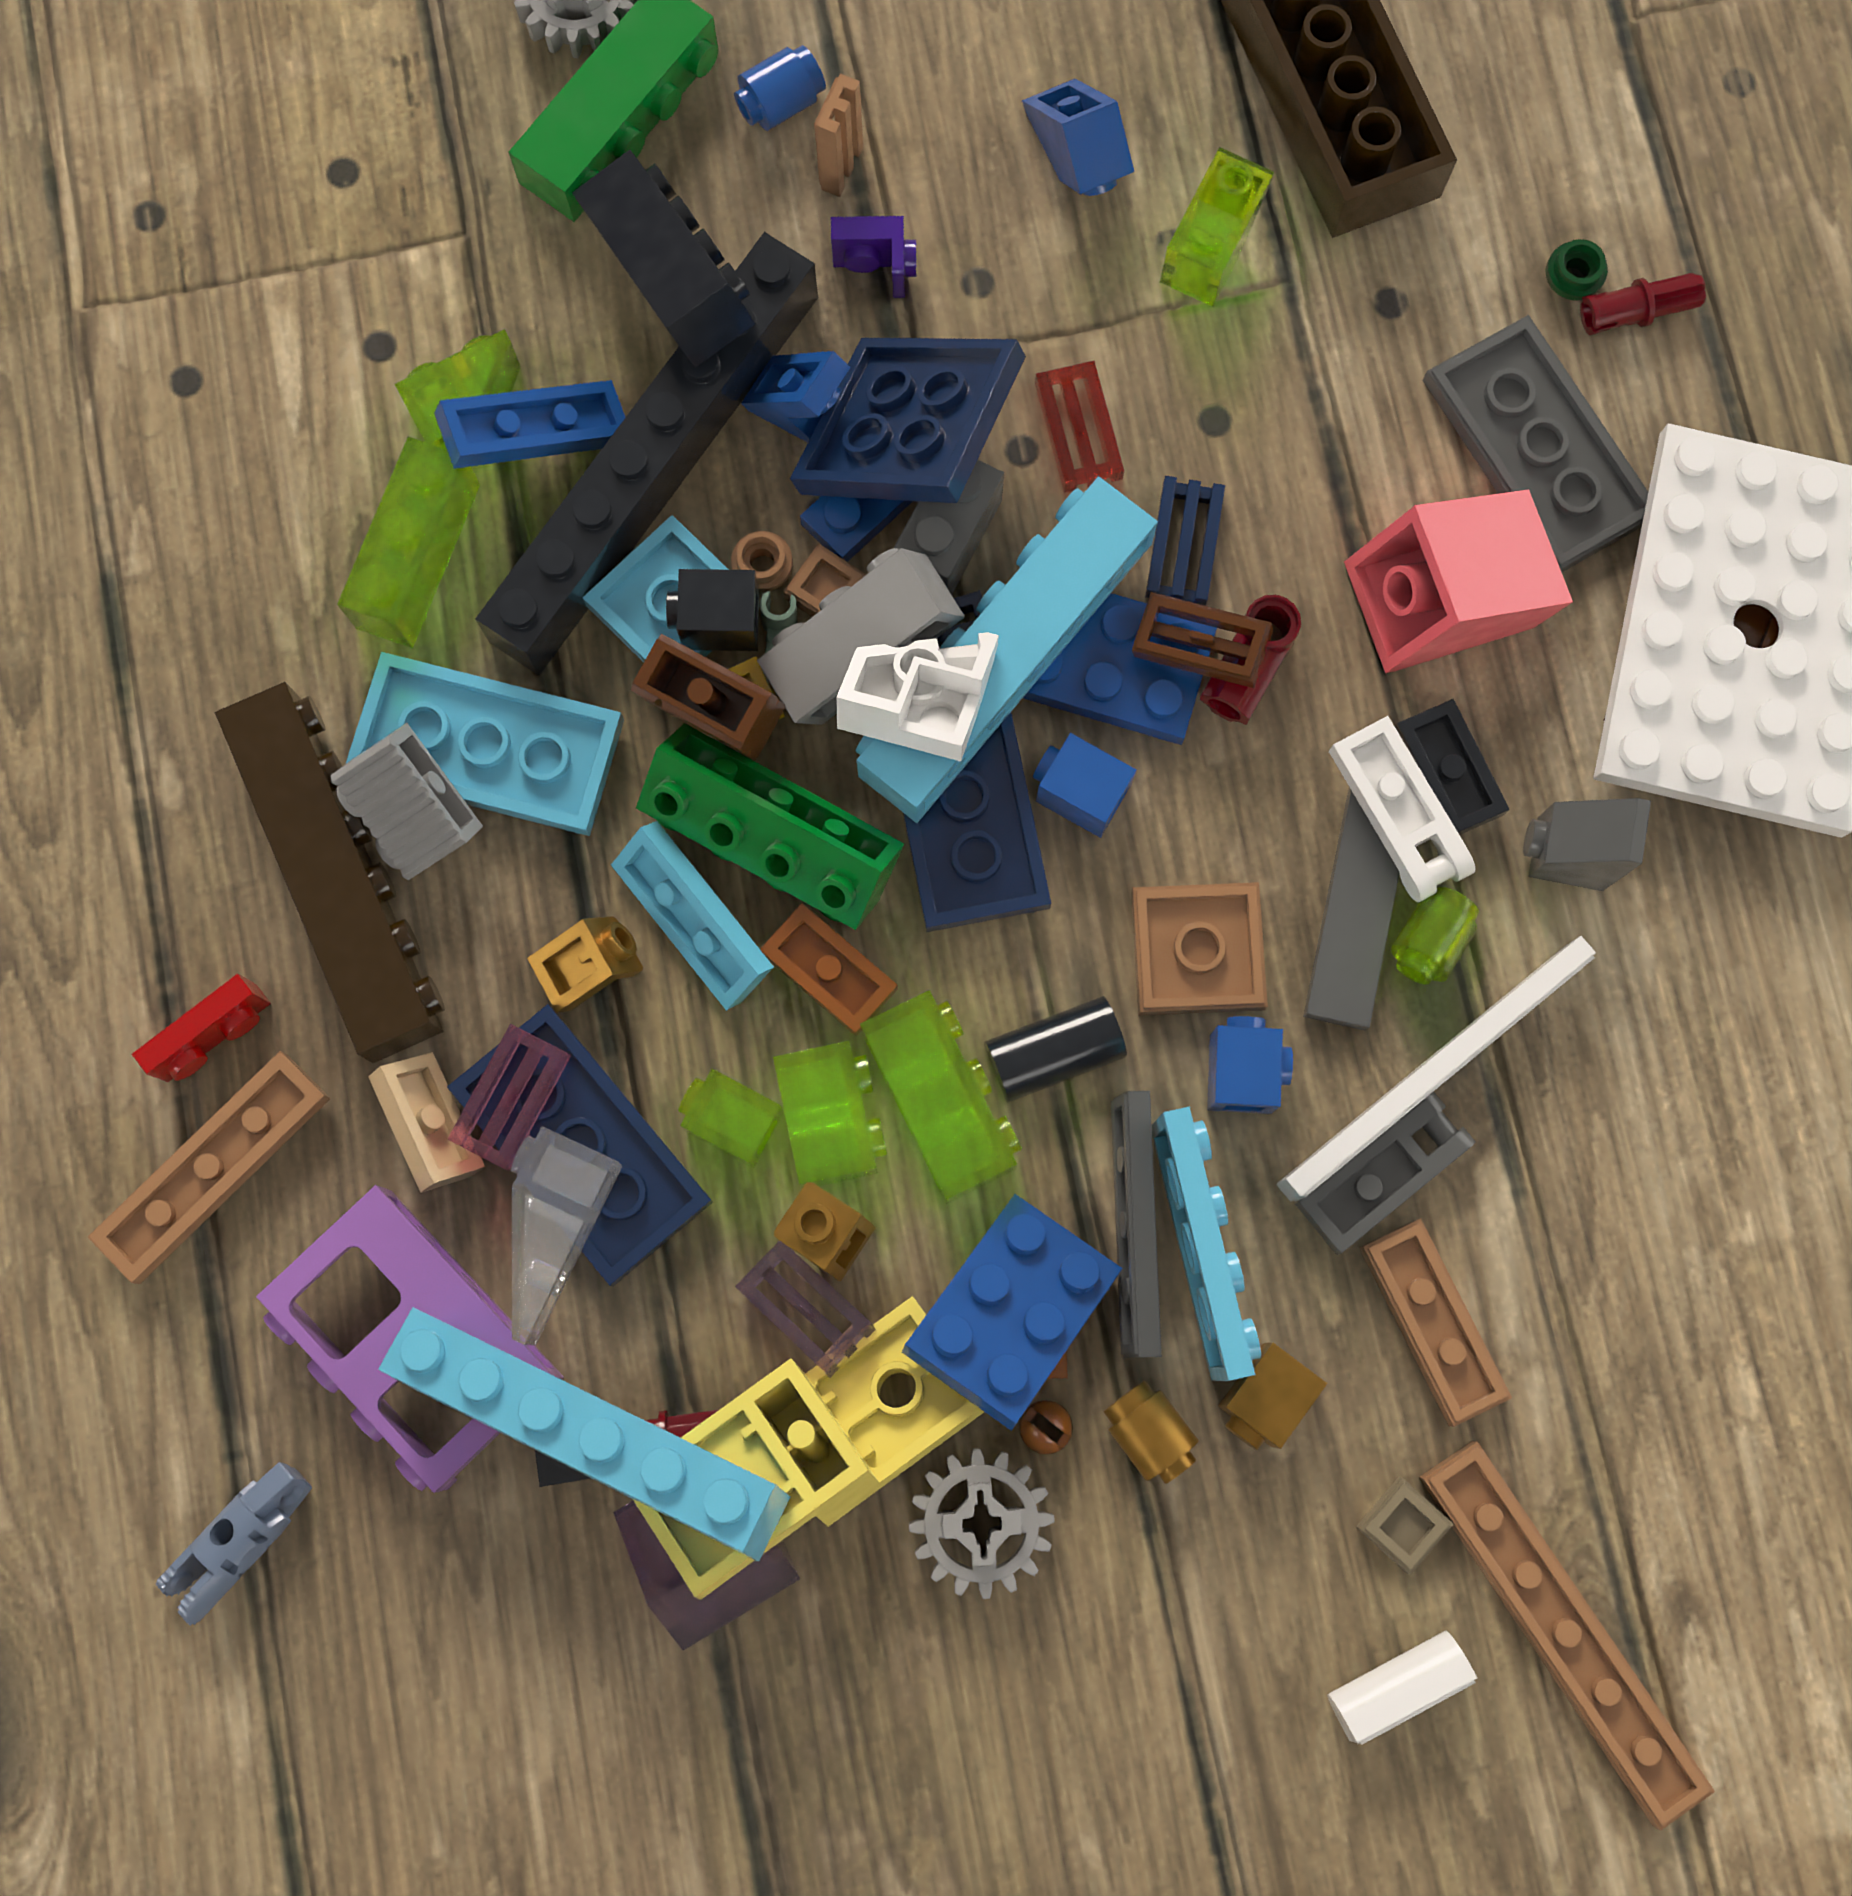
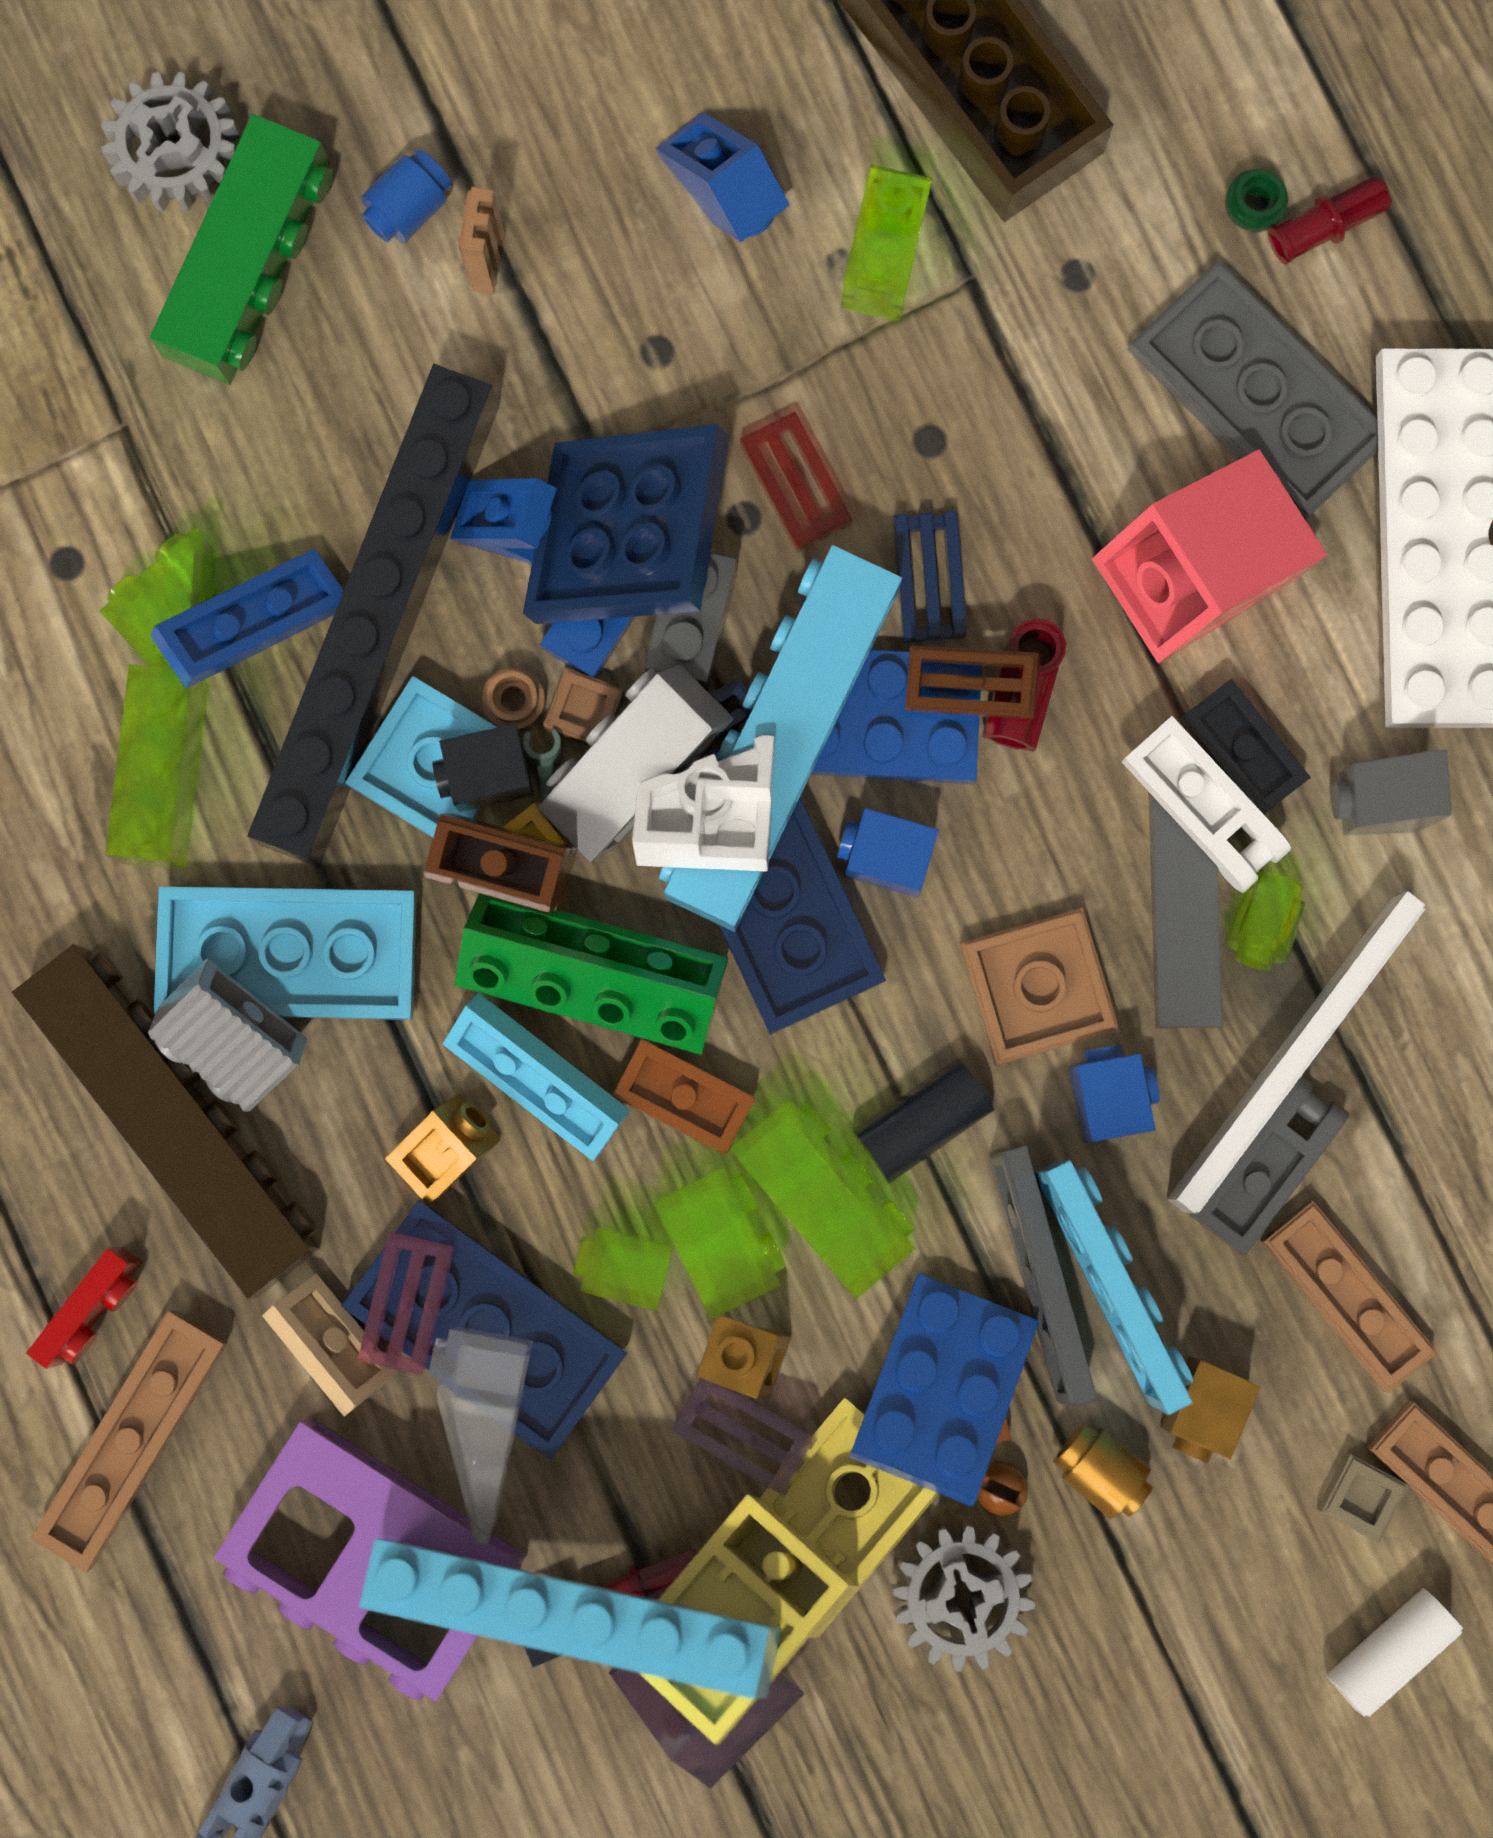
camera: 15 degrees left, 5 degrees up
(664, 258) = (338, 417): black brick -> none
(874, 242) = (538, 342): dark purple bracket -> none

